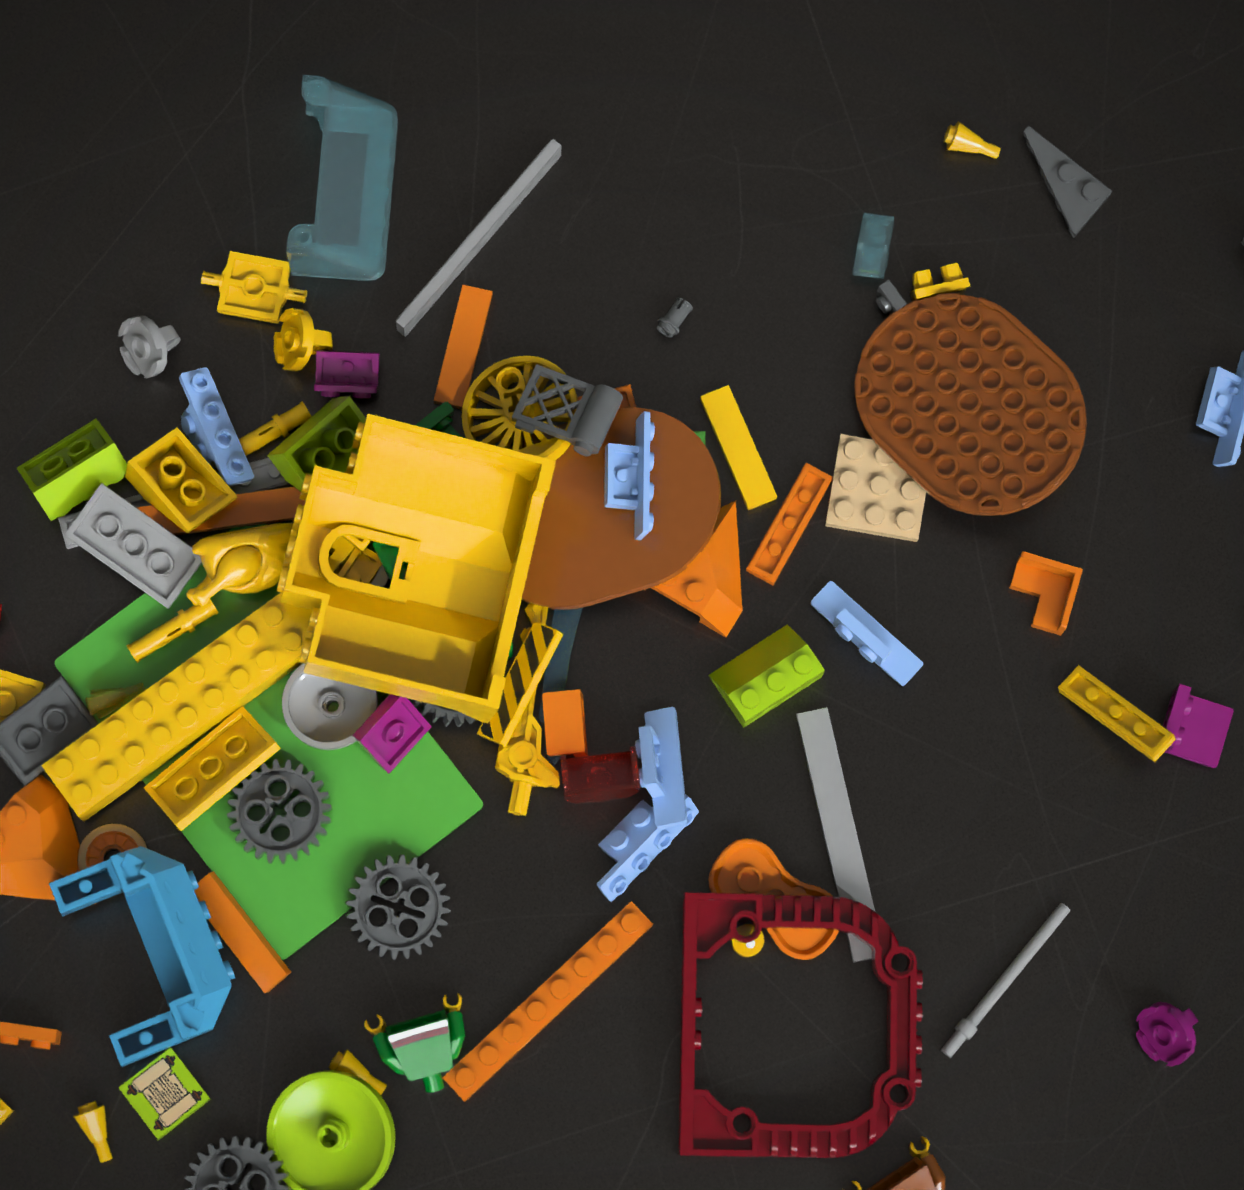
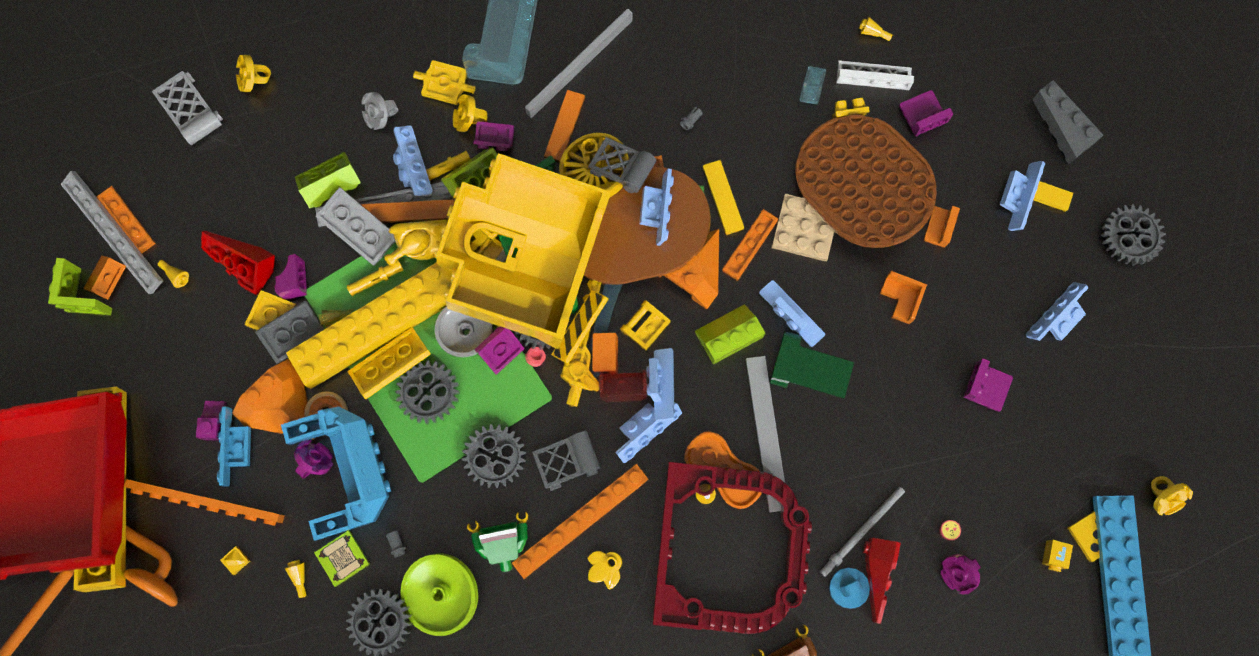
camera: 10 degrees right, 0 degrees up
(34, 645) = (292, 280): none -> magenta arch
(101, 936) = (312, 459): none -> magenta tile
(179, 481) = (386, 190): yellow slope -> none
(241, 934) = (398, 464): orange tile -> none
(250, 1063) = (395, 544): none -> dark grey pin
(349, 1063) = (456, 551): yellow cone -> none
(450, 739) = (535, 356): none -> coral tile
(541, 892) = (581, 453): none -> dark grey piece
(591, 1077) = (603, 570): none -> yellow plate
(636, 676) = (649, 329): none -> yellow plate
(889, 298) = (820, 116): dark grey plate -> none
(903, 721) = (810, 368): none -> dark green piece
(973, 226) = (874, 78): none -> white fence
(991, 1072) = (849, 588): none -> dark azure tile
(1035, 1023) = (880, 560): none -> red wedge
(1062, 279) = (924, 113): none -> magenta bracket
(1074, 189) = (933, 60): dark grey wing -> none
(1102, 468) = (941, 226): none -> orange panel
(1116, 713) = (942, 373): yellow tile -> none
(1147, 966) = (950, 530): none -> light yellow tile

